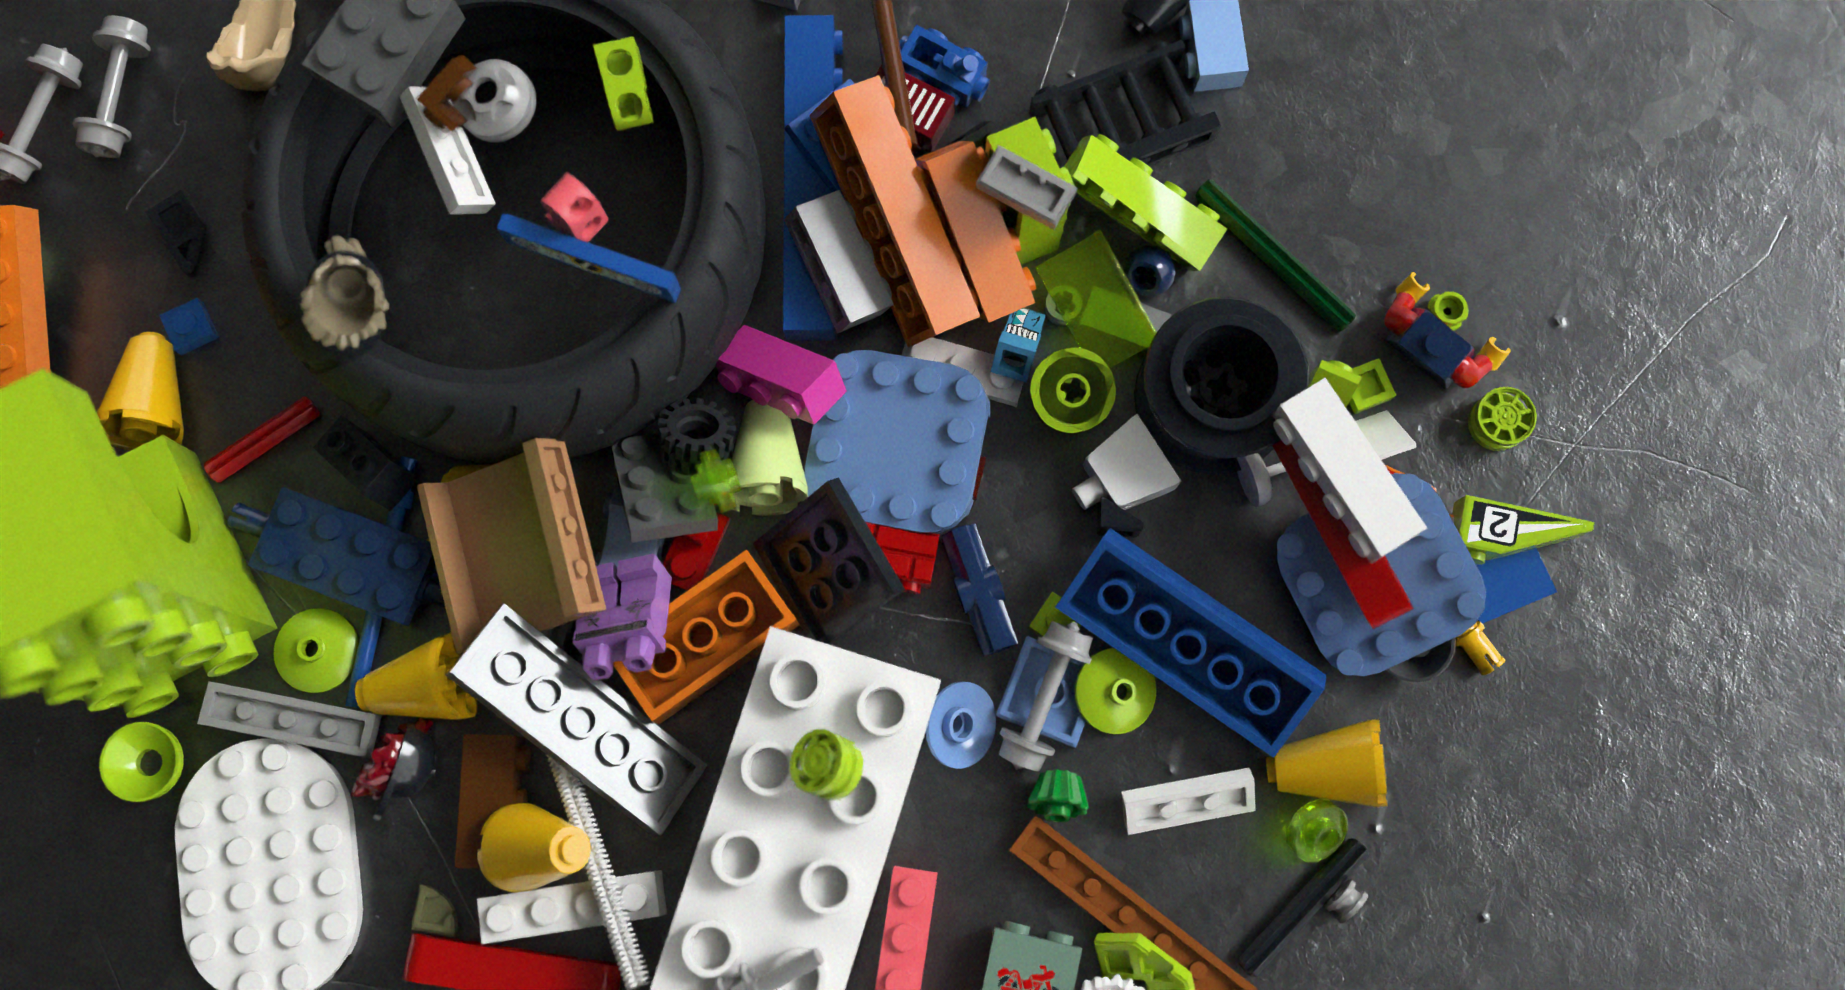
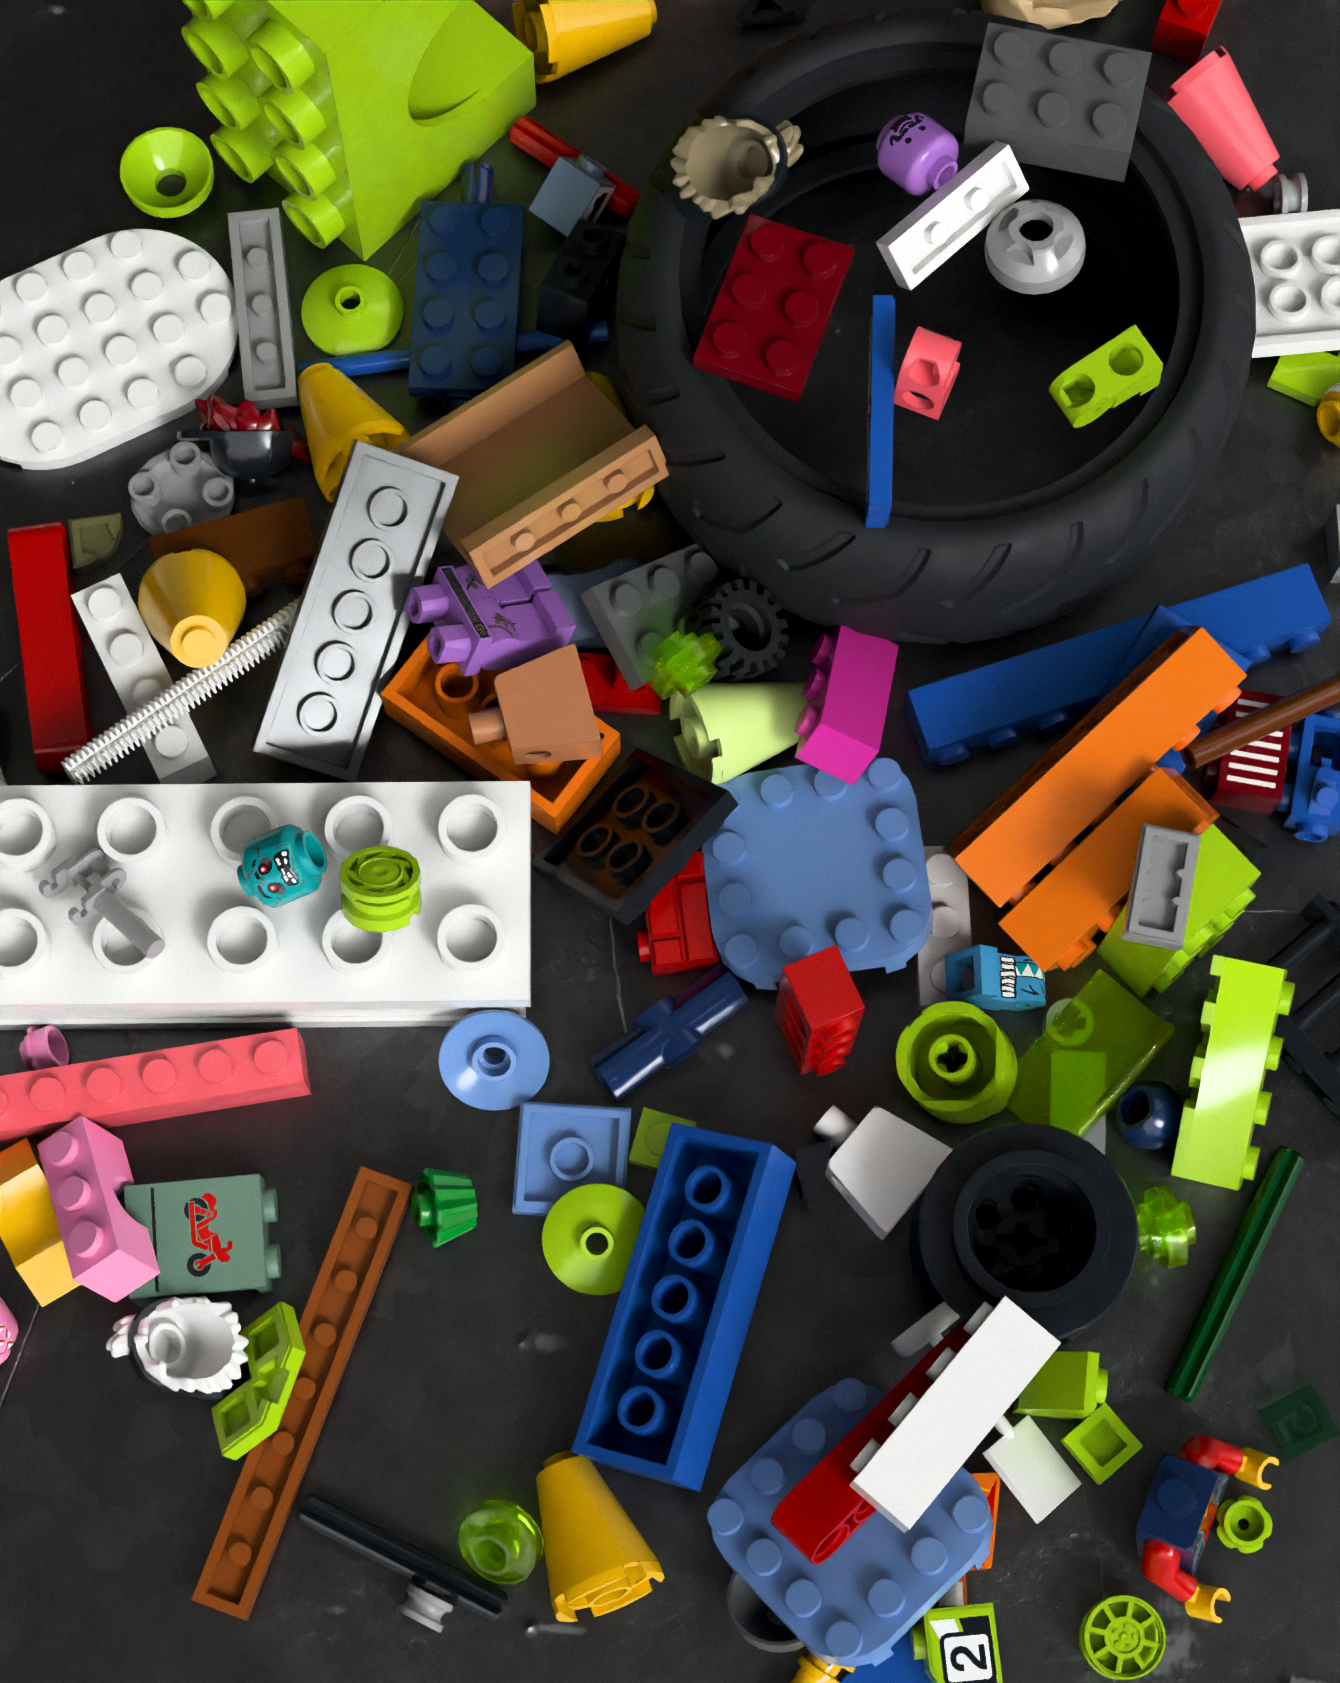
camera: 70 degrees right, 5 degrees down
(189, 326) = (679, 44): blue plate -> none
(288, 446) = (573, 192): none -> sand blue brick
(387, 157) = (917, 153): none -> medium lavender head
(420, 831) = (180, 490): none -> light grey dish
(449, 84) = (1013, 182): reddish brown bracket -> none
(471, 309) = (773, 307): none -> dark red plate
(713, 600) = (542, 711): none -> nougat torso
(783, 836) = (282, 865): none -> teal head
(839, 260) = (1014, 725): light grey brick -> none
(1018, 470) = (818, 1011): none -> red brick
(1024, 748) = (490, 1147): light grey piece -> none
(1188, 801) = (488, 1369): white plate -> none
(1235, 283) = (1165, 1227): none -> clear neon green plate
(1388, 249) = (1299, 1422): none -> clear green tile

